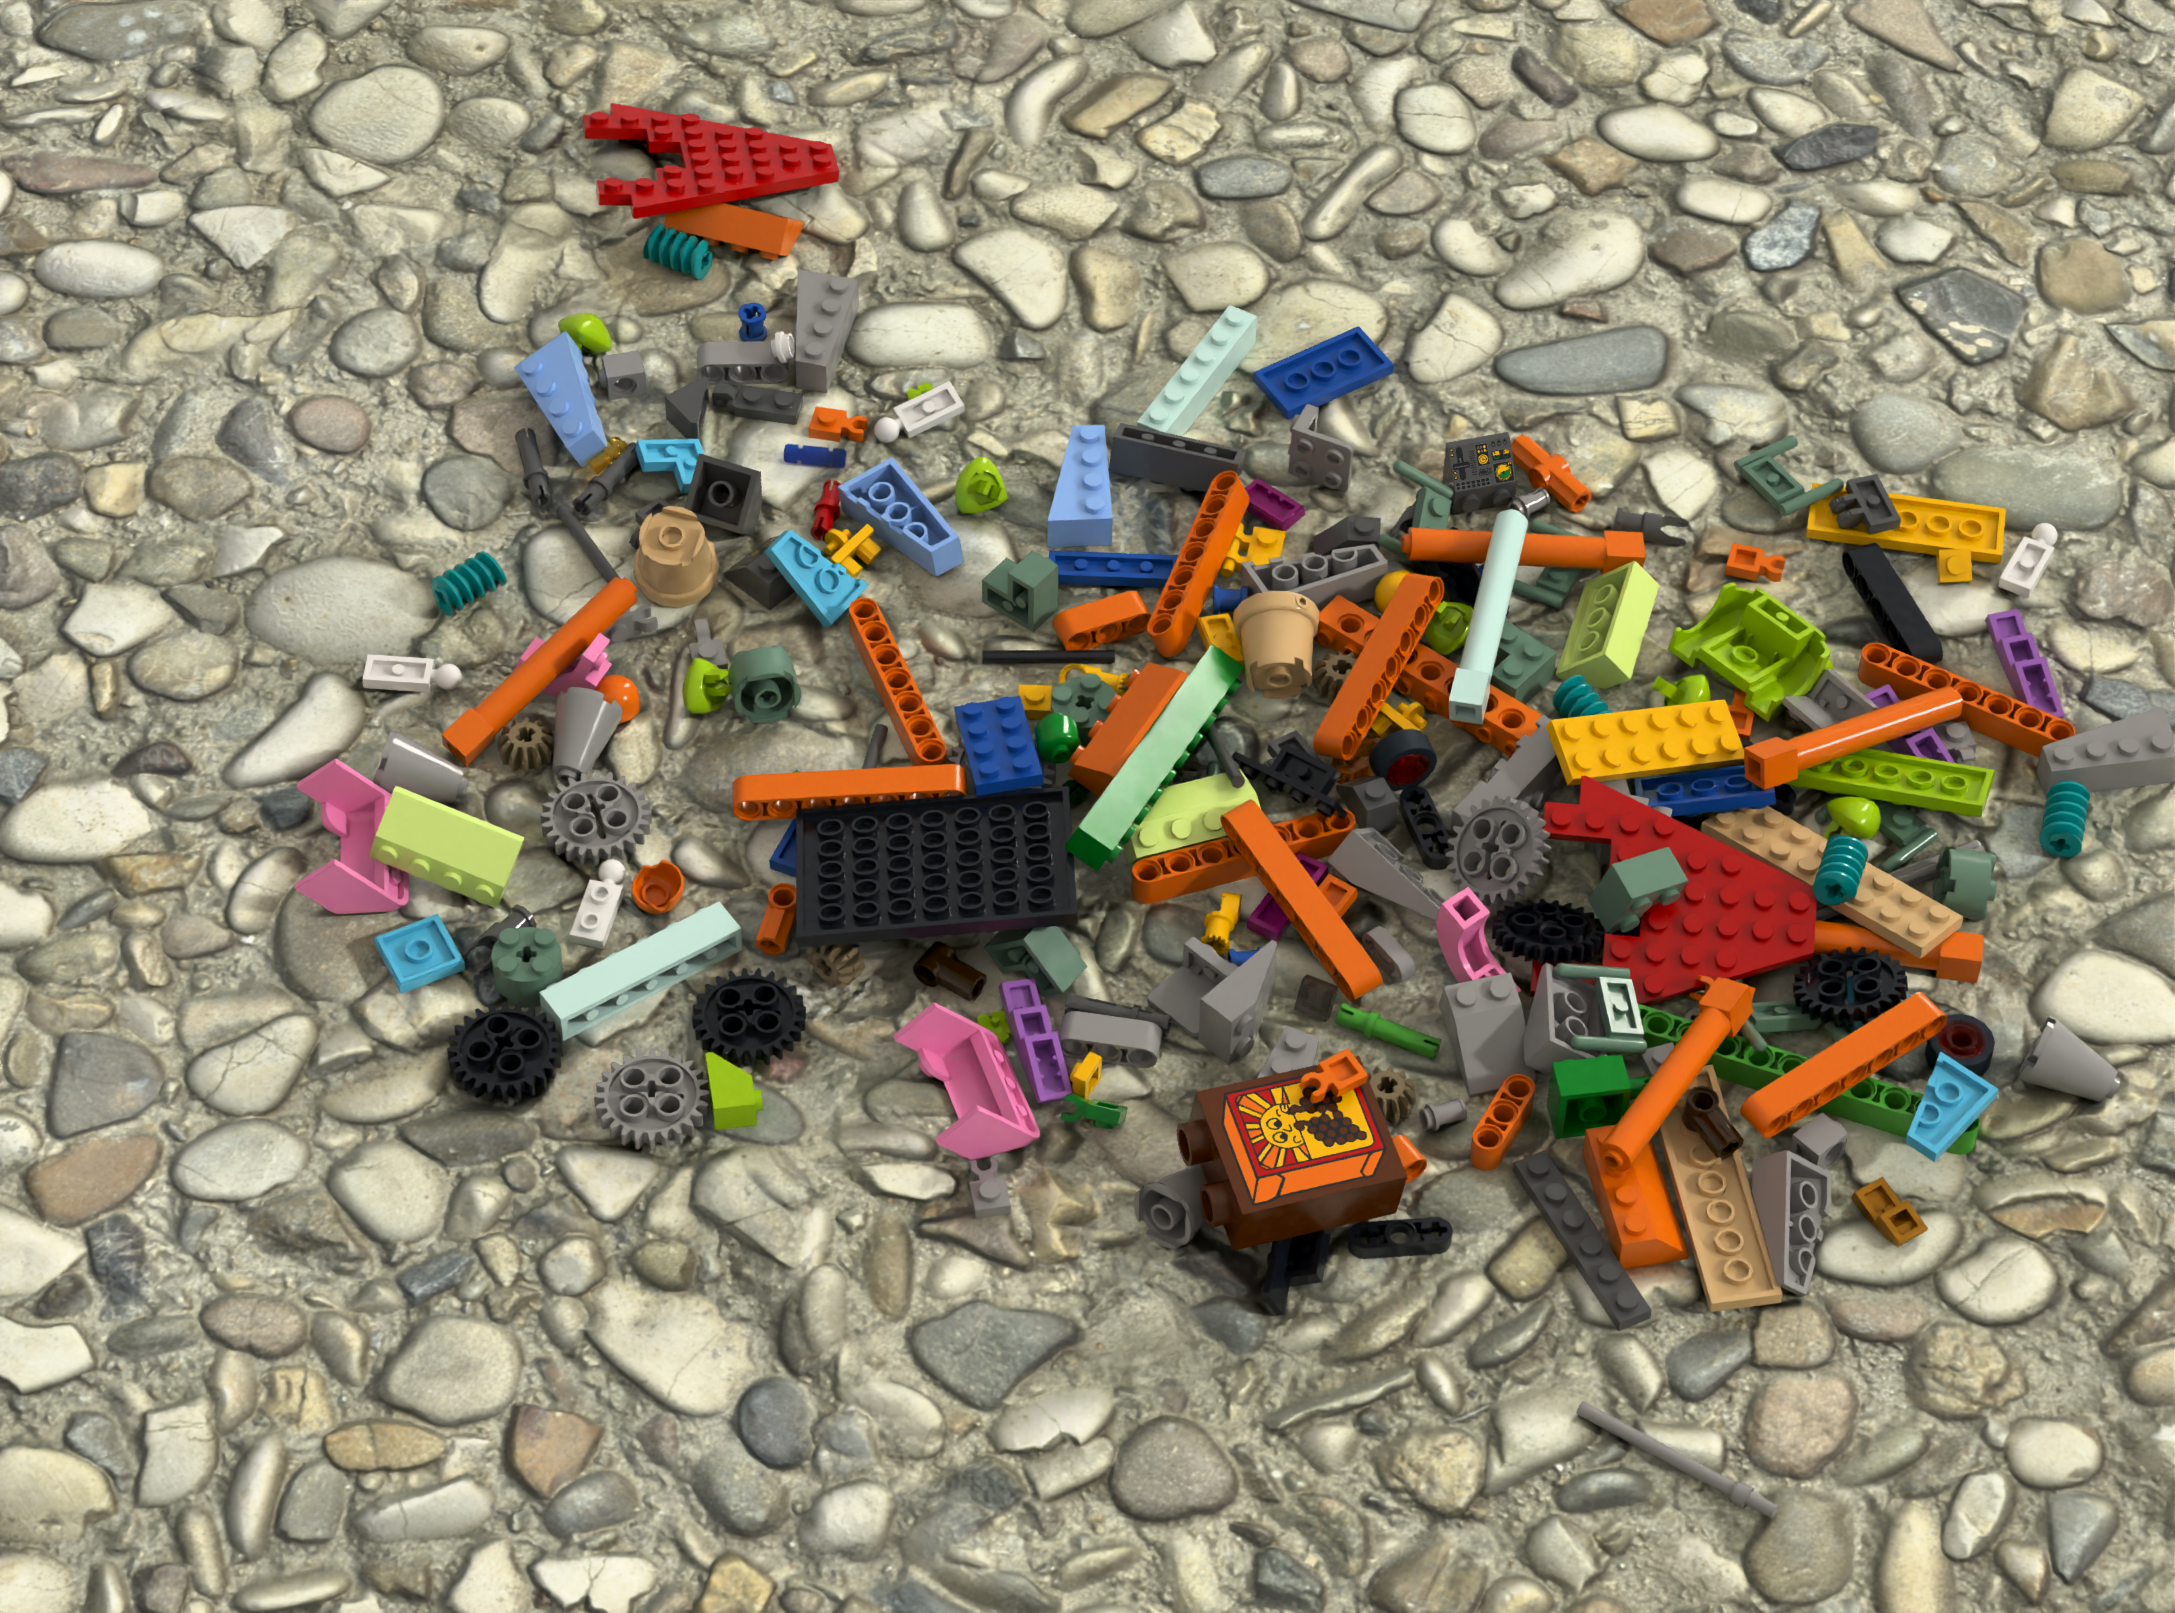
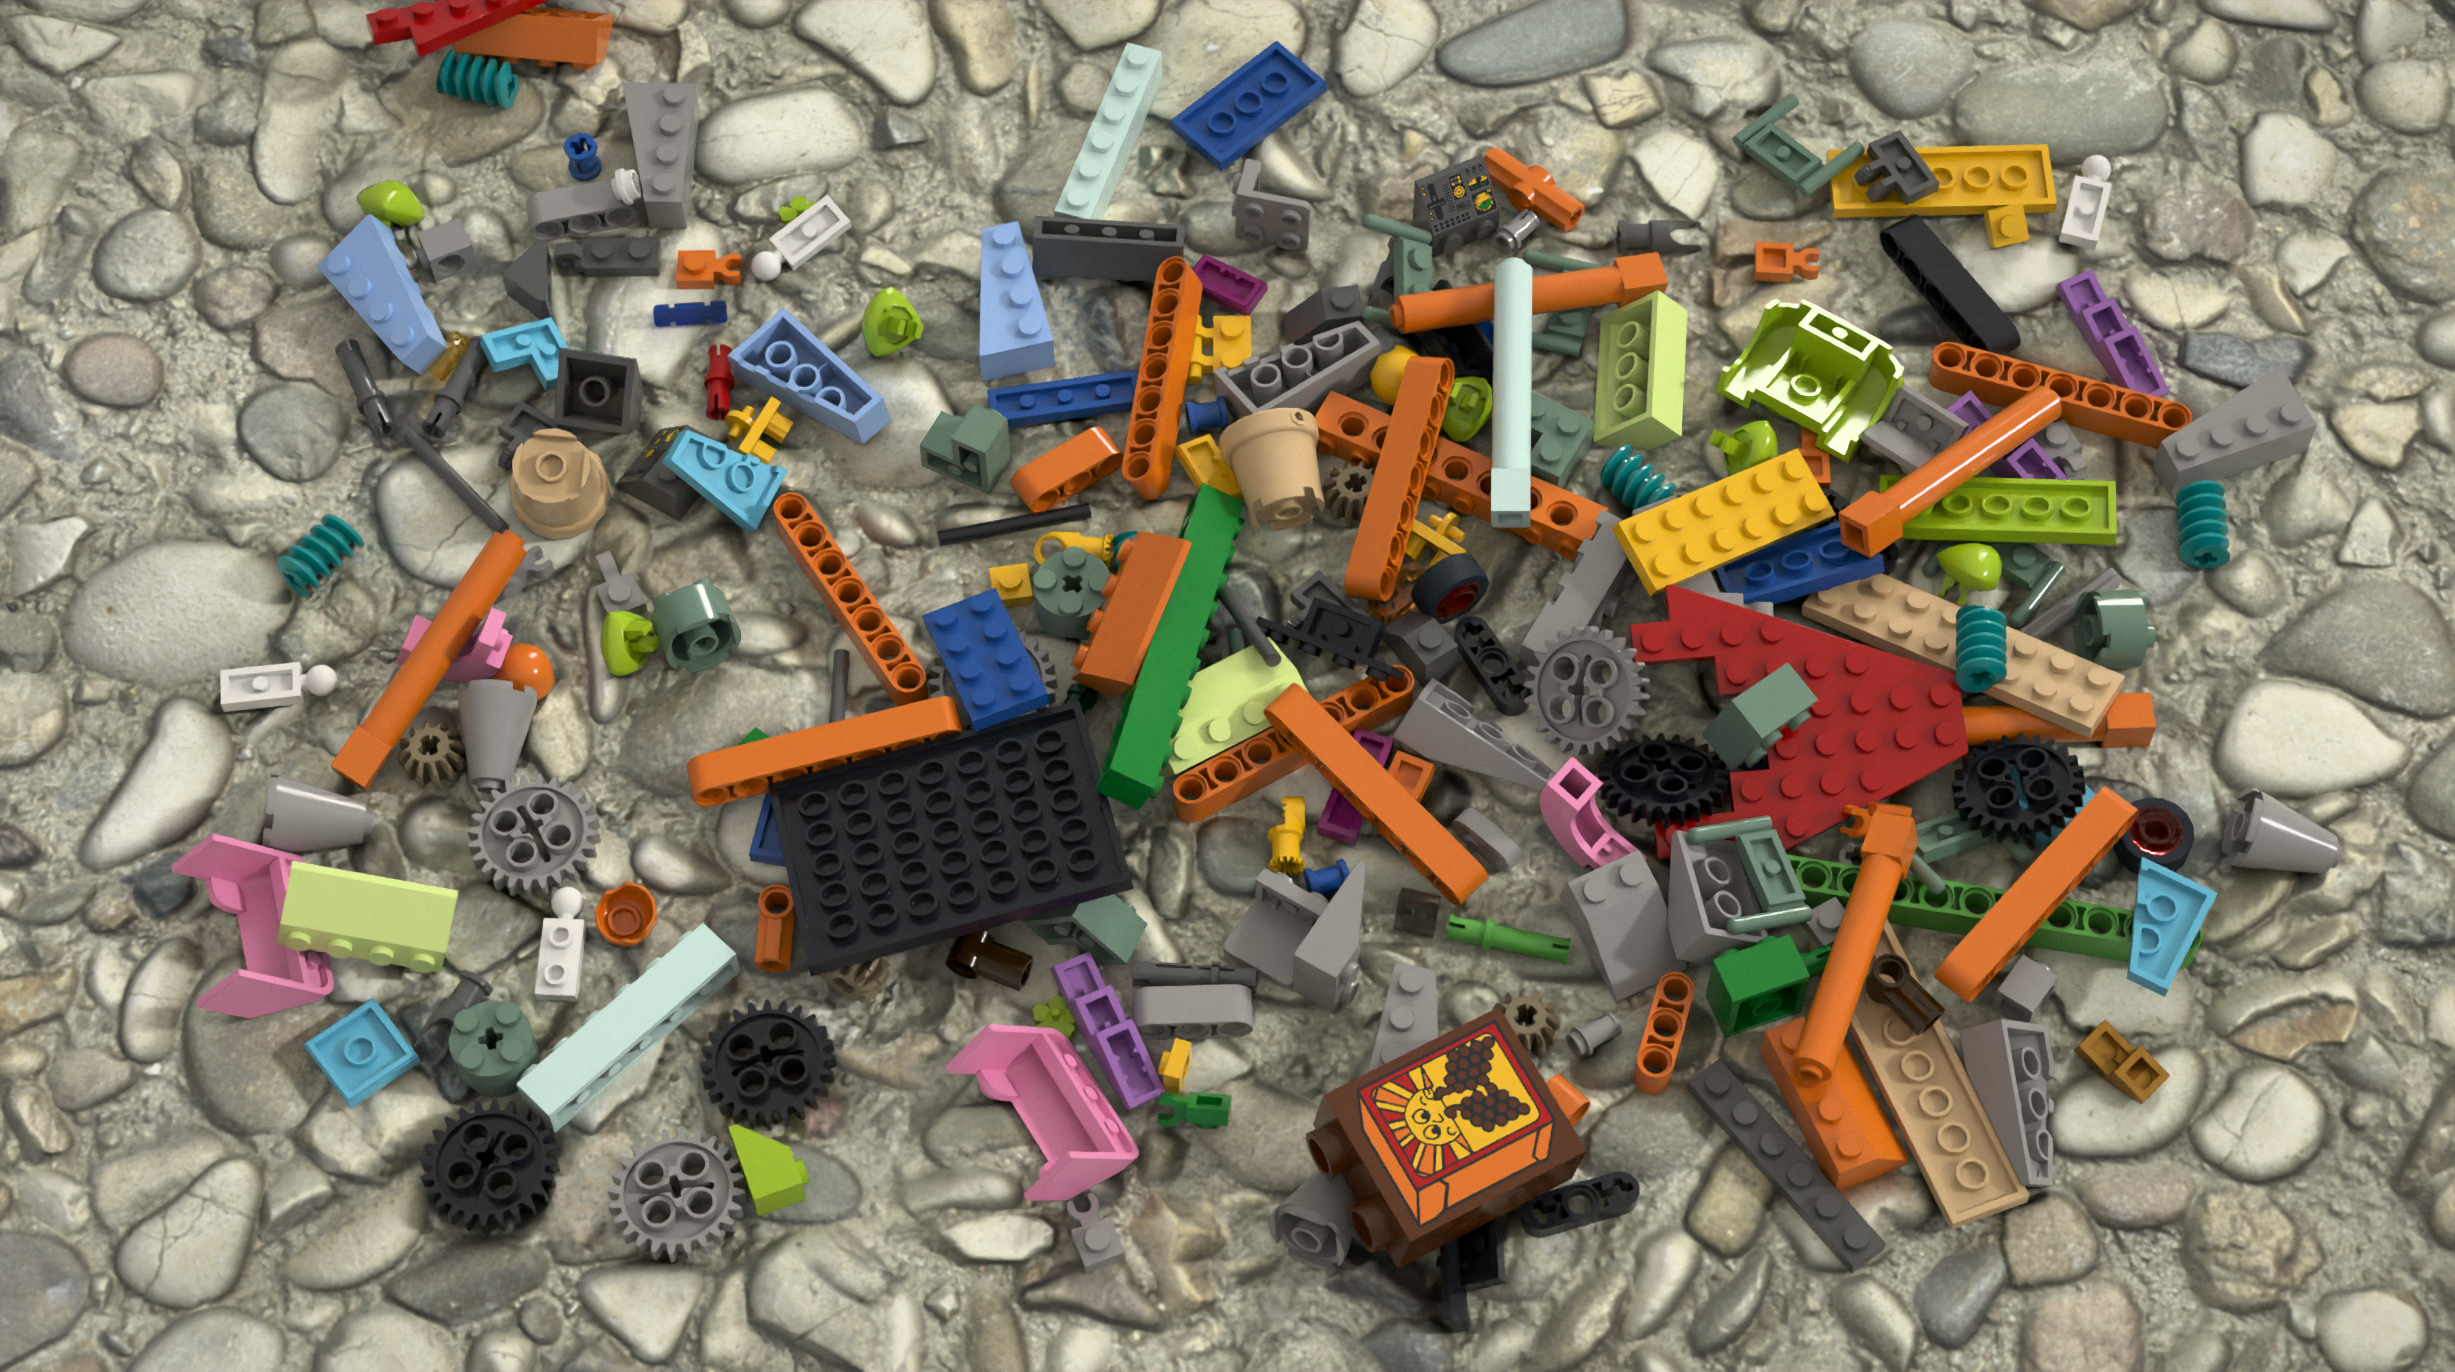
camera: 10 degrees left, 10 degrees up
(1057, 738) = (1051, 637): green head -> none
(1337, 1073) = (1483, 1041): orange plate -> none

